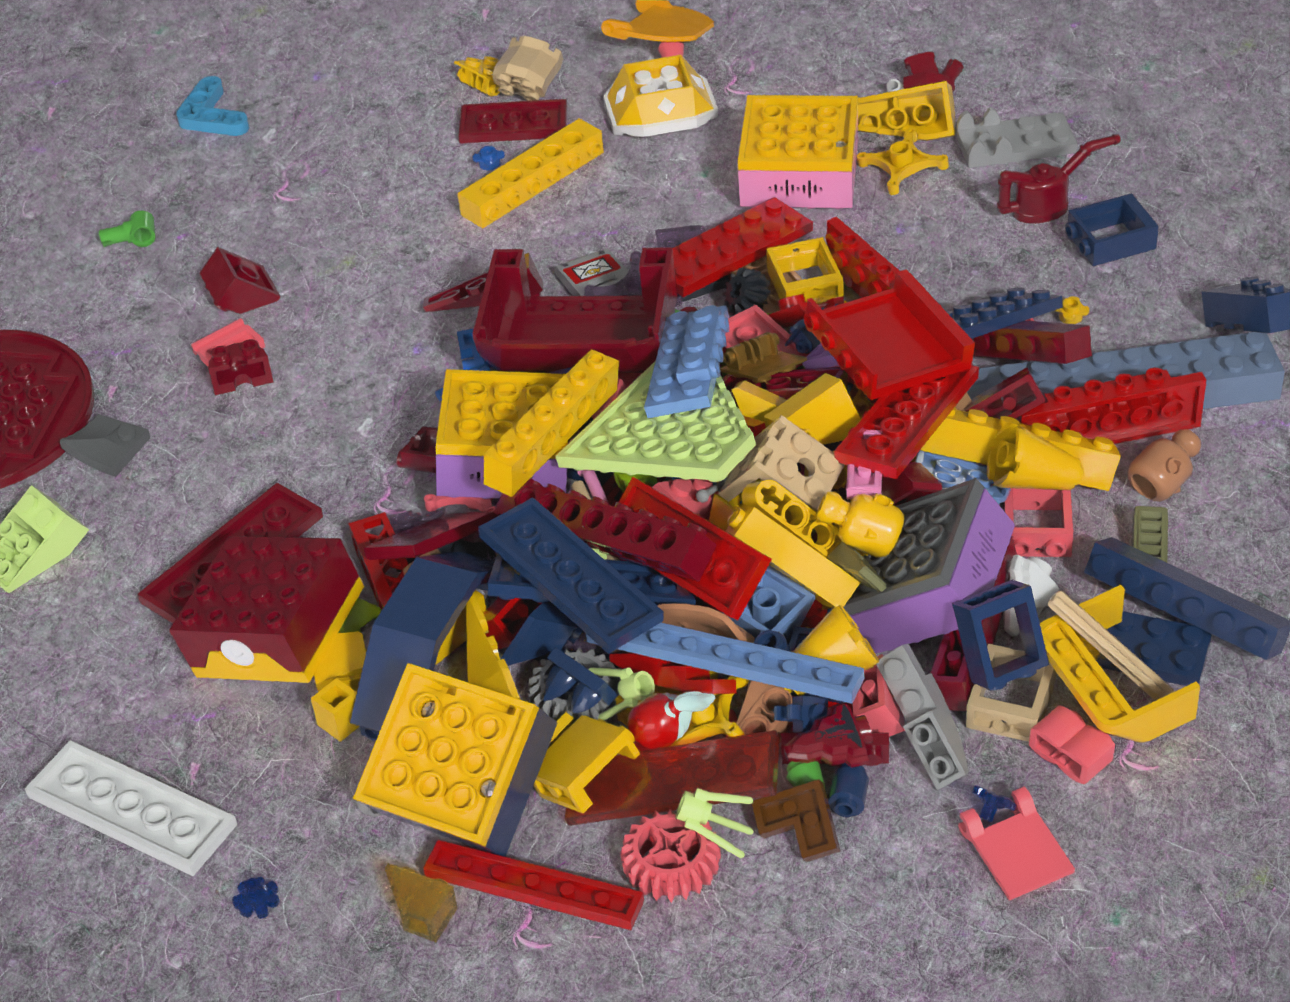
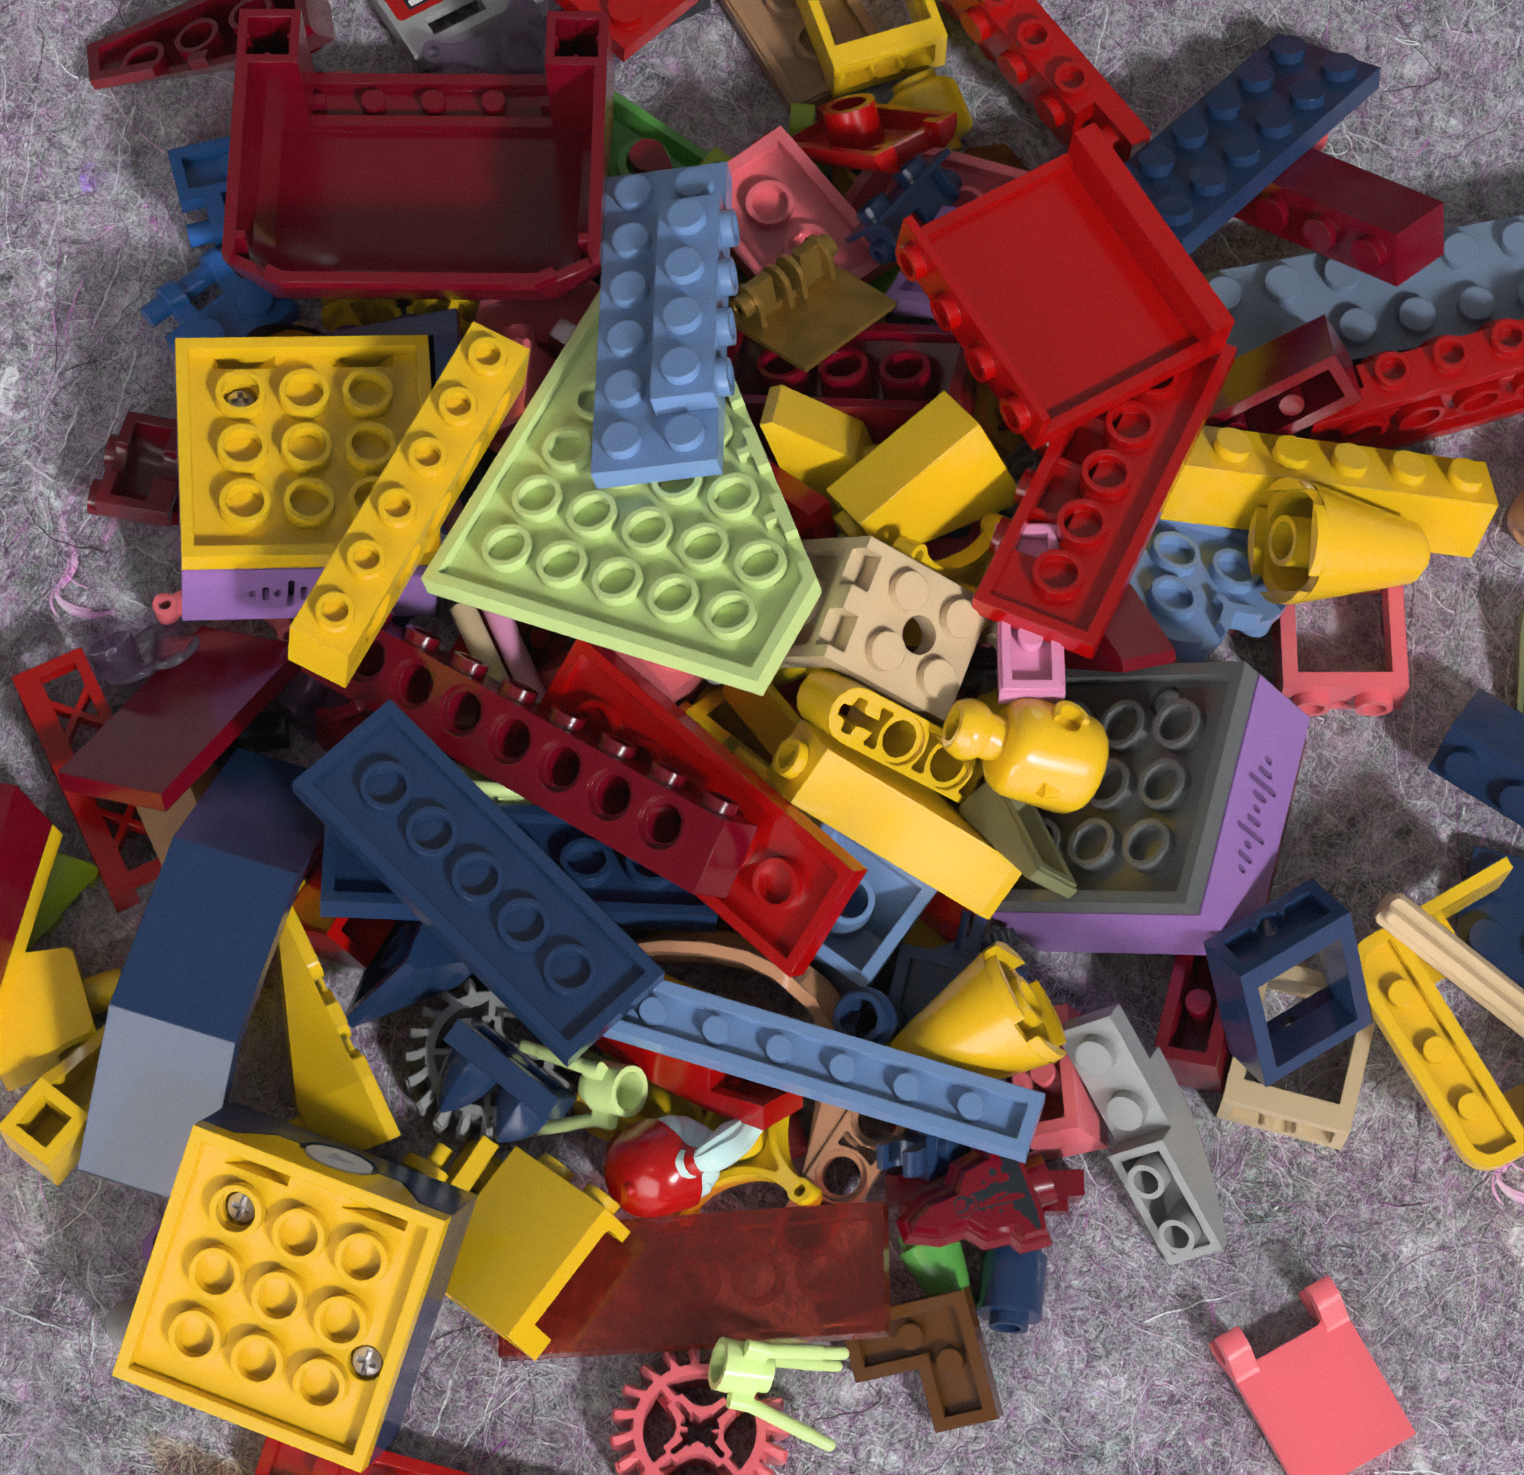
camera: 10 degrees left, 25 degrees up
(746, 290) = (751, 53): black gear -> none
(992, 802) = (1270, 1298): clear blue plant -> none
(1034, 573) = (1324, 819): white rock -> none
(1072, 310) = (1396, 97): yellow plate -> none
(1072, 744) = (1408, 1167): coral brick -> none

